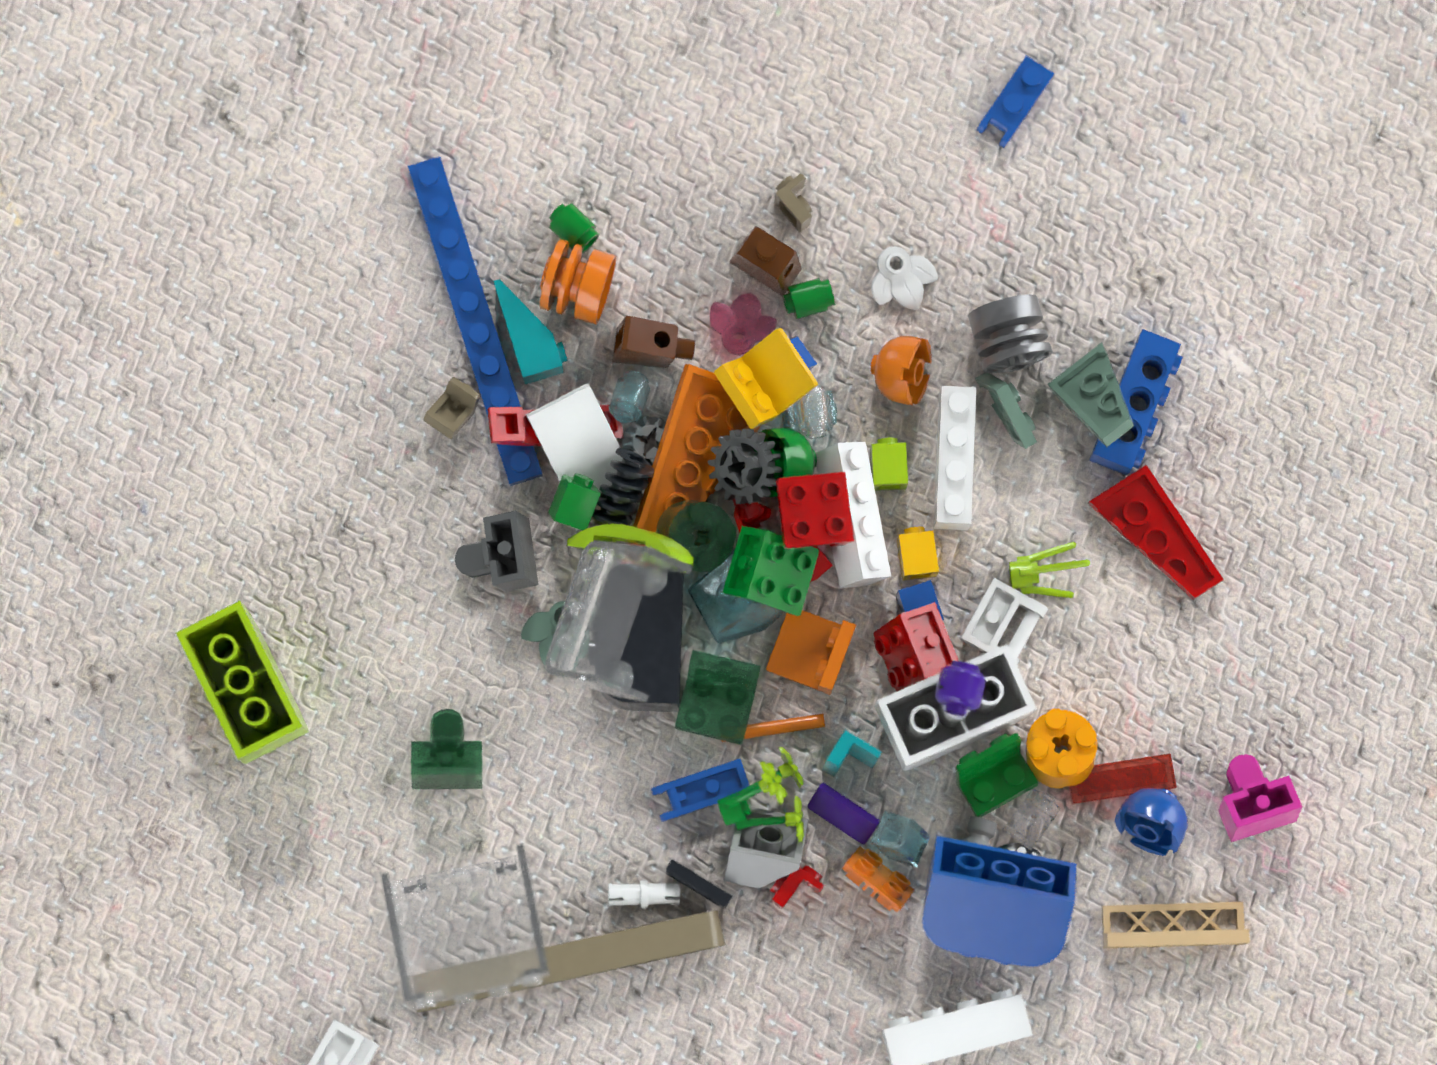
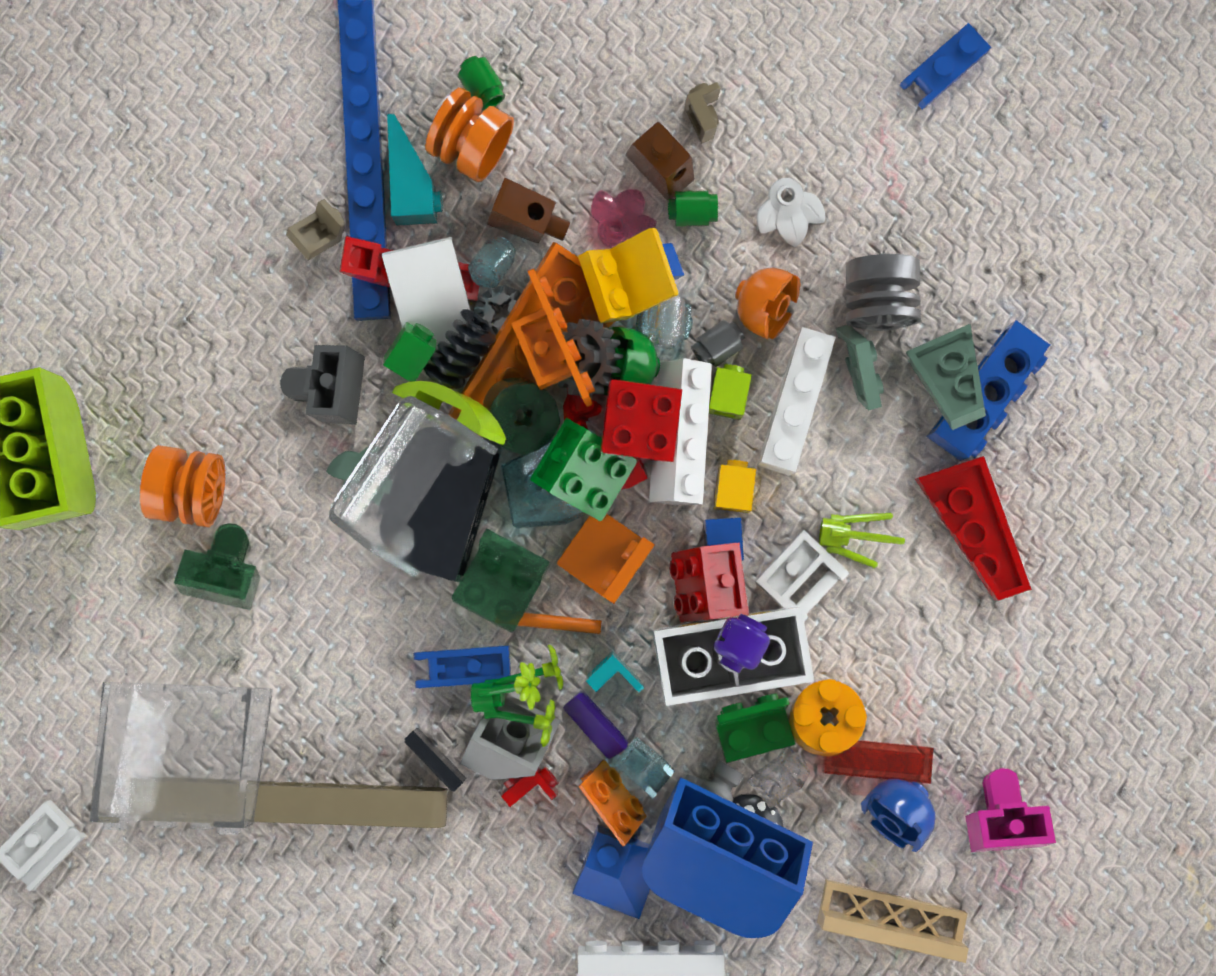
camera: 15 degrees right, 5 degrees up
(392, 683) = (182, 486): none -> orange wheel
(643, 894) = (379, 754): white pin -> none
(706, 462) = (545, 345): none -> orange bracket
(866, 420) = (718, 343): none -> dark grey brick
(898, 949) = (614, 873): none -> blue slope

